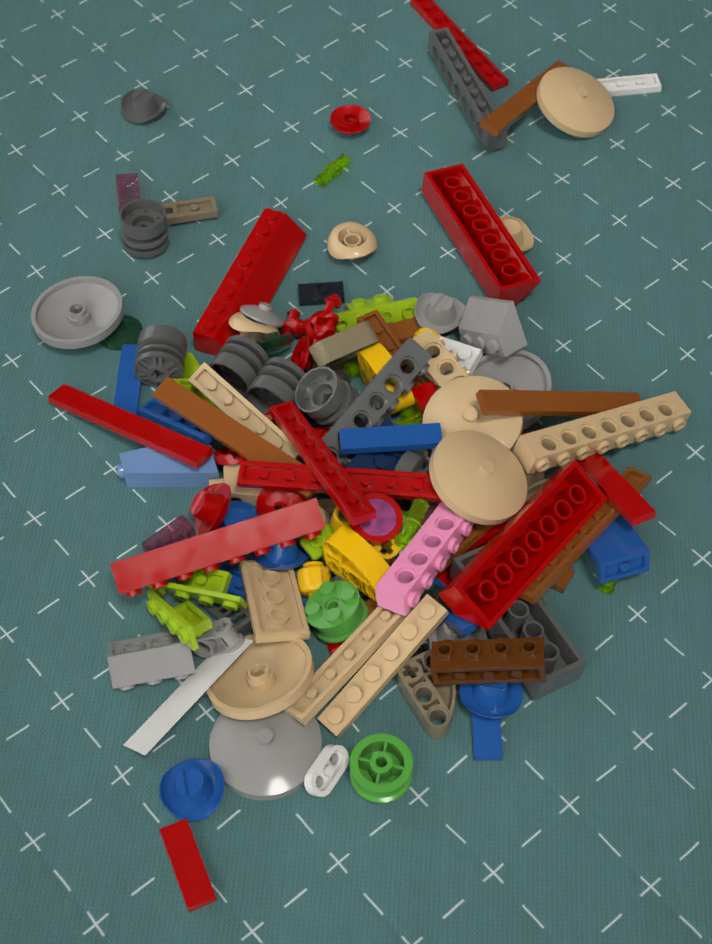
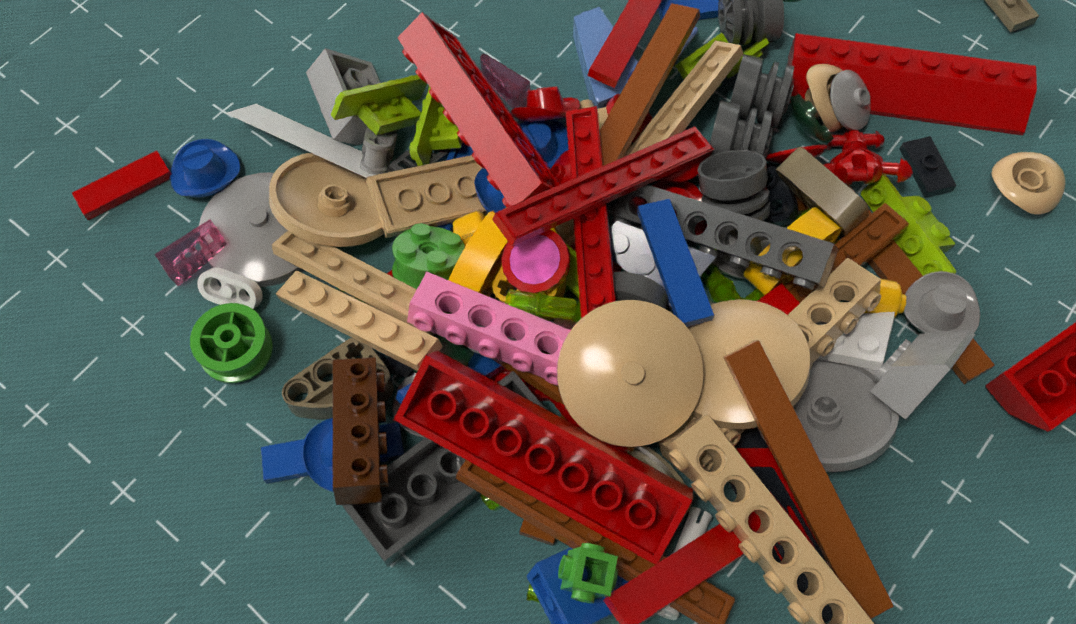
camera: 80 degrees right, 10 degrees up
(293, 820) = (189, 266): none -> clear pink slope
(615, 533) = (600, 570): none -> bright green brick

